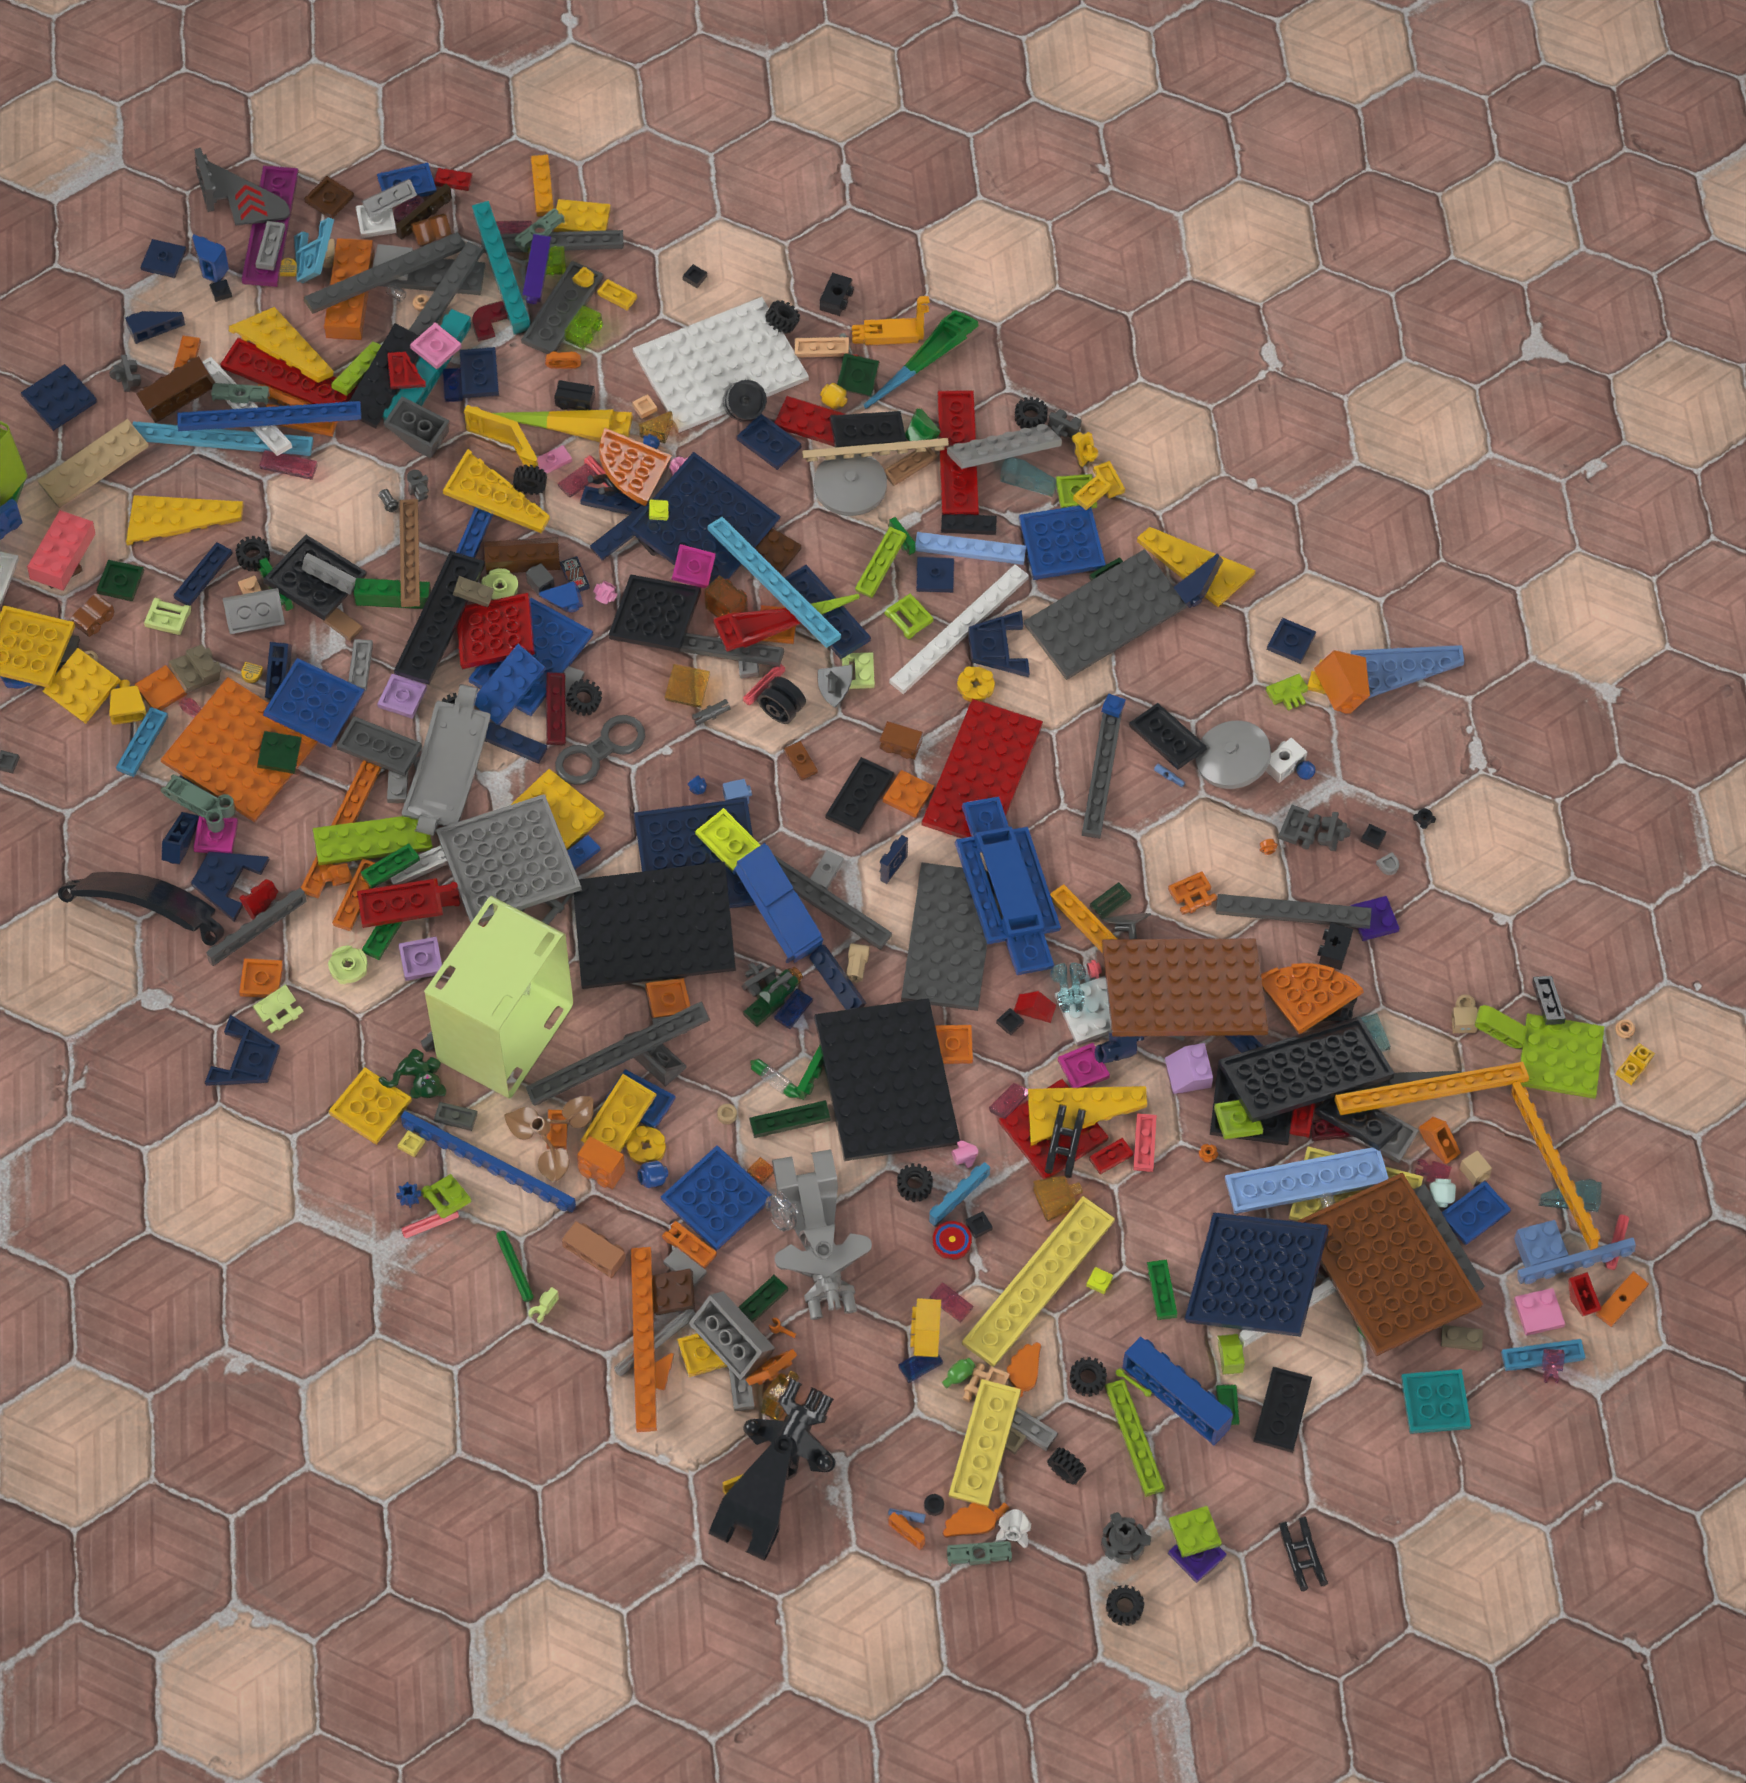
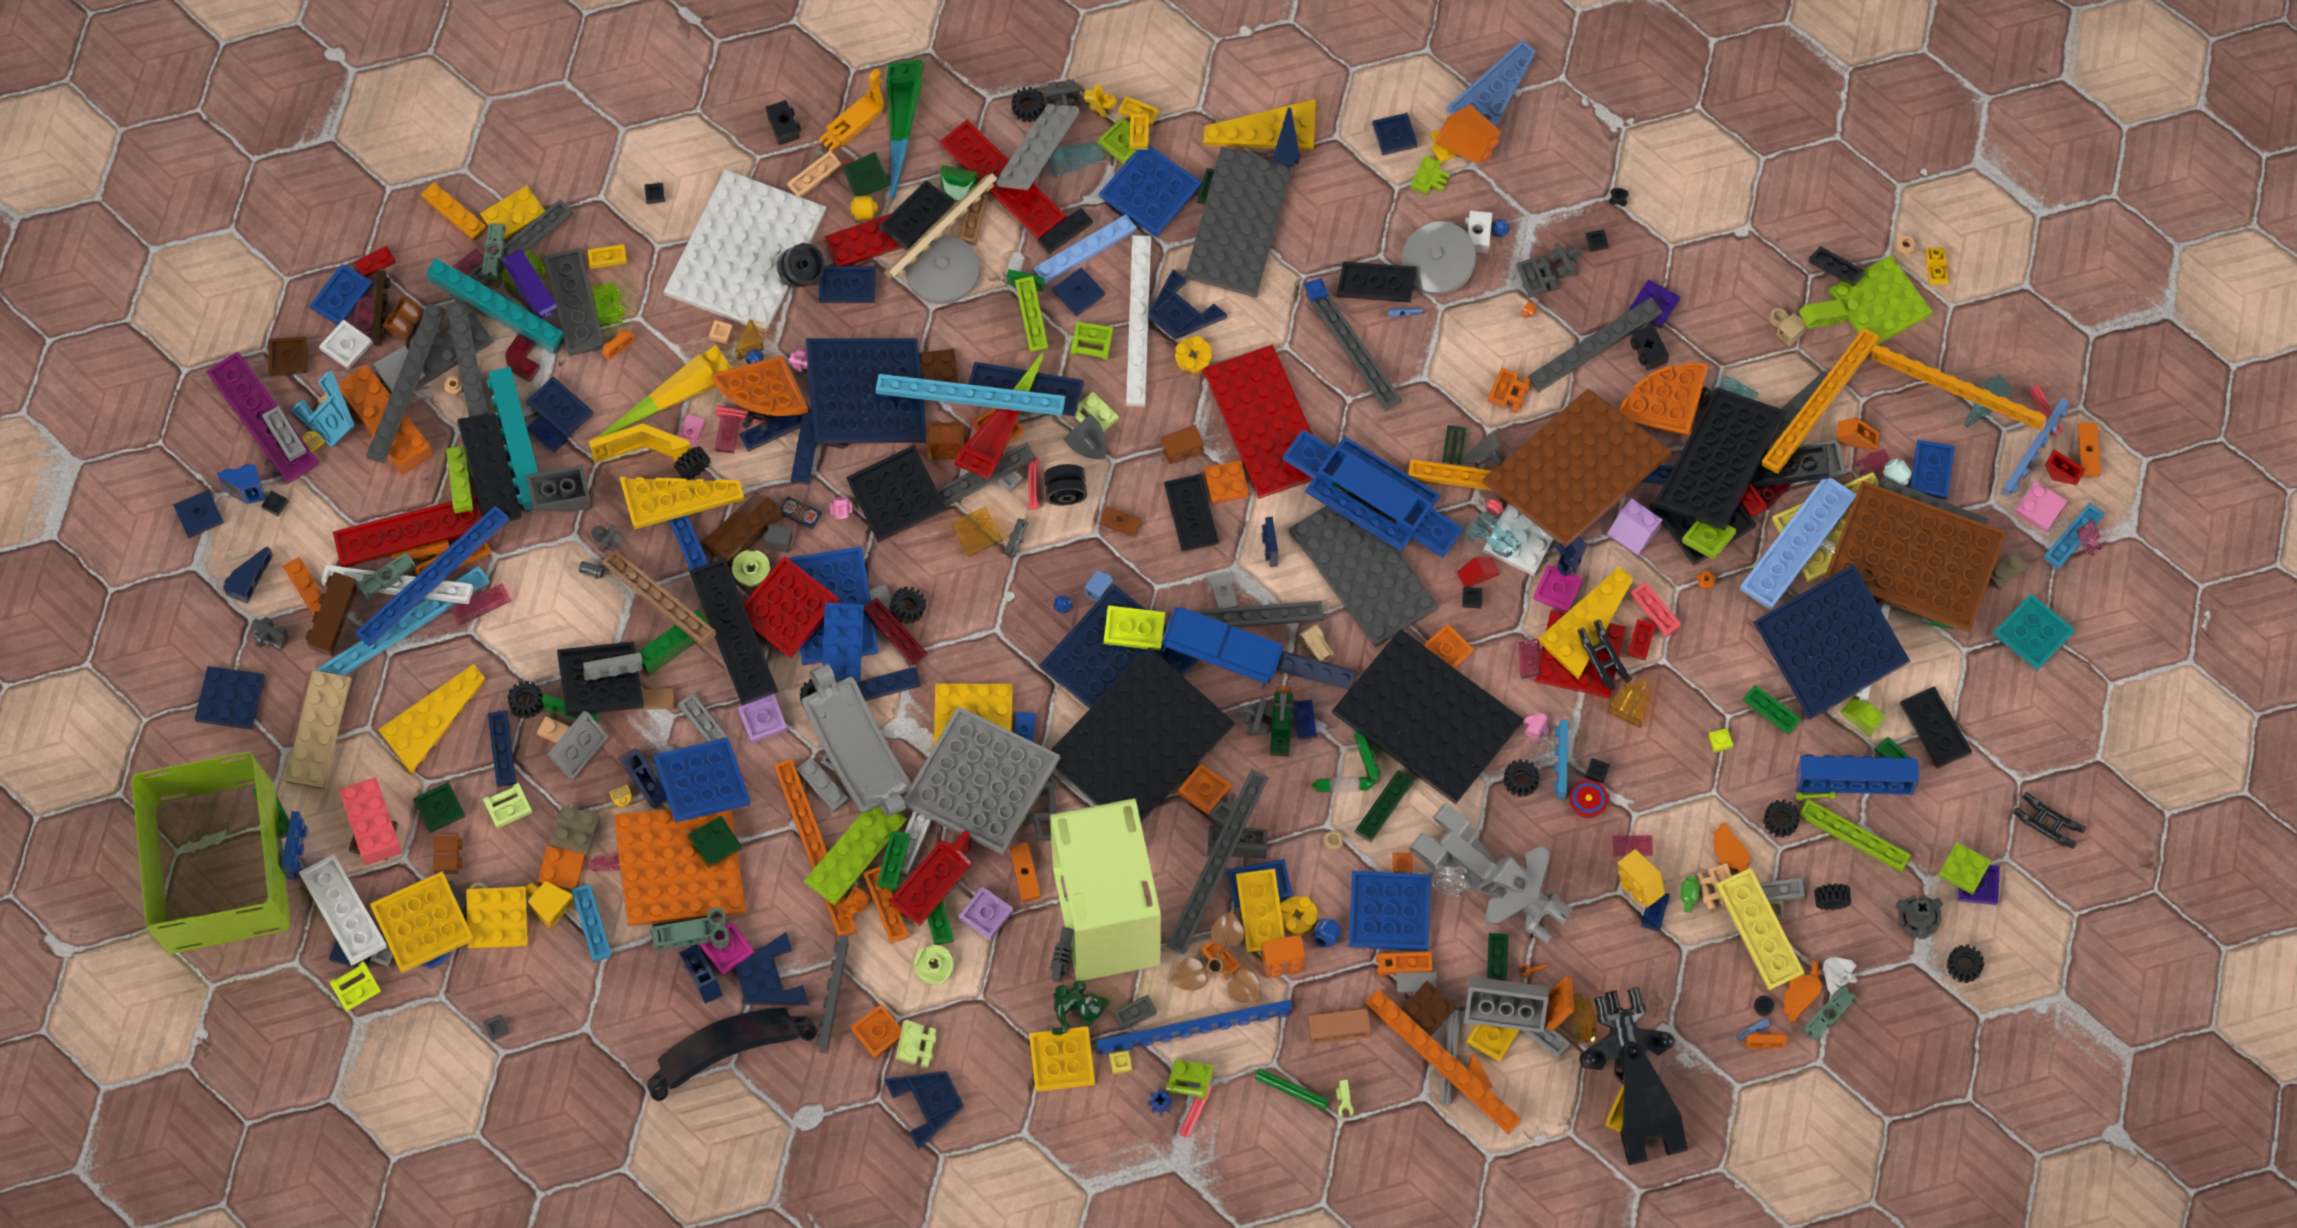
camera: 40 degrees left, 5 degrees up
(247, 201) = (226, 410): dark grey piece -> none
(259, 898) = (815, 964): red wing -> none
(281, 340) = (372, 506): yellow wing -> none
(379, 746) = (789, 772): dark grey plate -> none
(389, 198) = (344, 318): light grey plate -> none
(402, 372) = (505, 454): red wing -> none
(435, 346) = (510, 412): bright pink plate -> none
(473, 591) = (741, 589): dark tan plate -> none
(564, 597) = (813, 537): blue slope -> none
(574, 395) = (657, 367): black brick -> none
(584, 277) = (569, 262): yellow tile -> none
(599, 749) = (958, 636): dark grey bar -> none
(658, 510) = (826, 407): neon yellow plate -> none
(693, 566) = (894, 432): dark pink plate -> none
(782, 316) = (760, 173): black tyre -> none
(1038, 1281) = (1679, 777): light yellow plate -> none
(1388, 864) = (1626, 253): light grey tile -> none
(1476, 1168) = (1903, 436): tan brick -> none
(1540, 1243) = (2000, 456): medium blue brick -> none

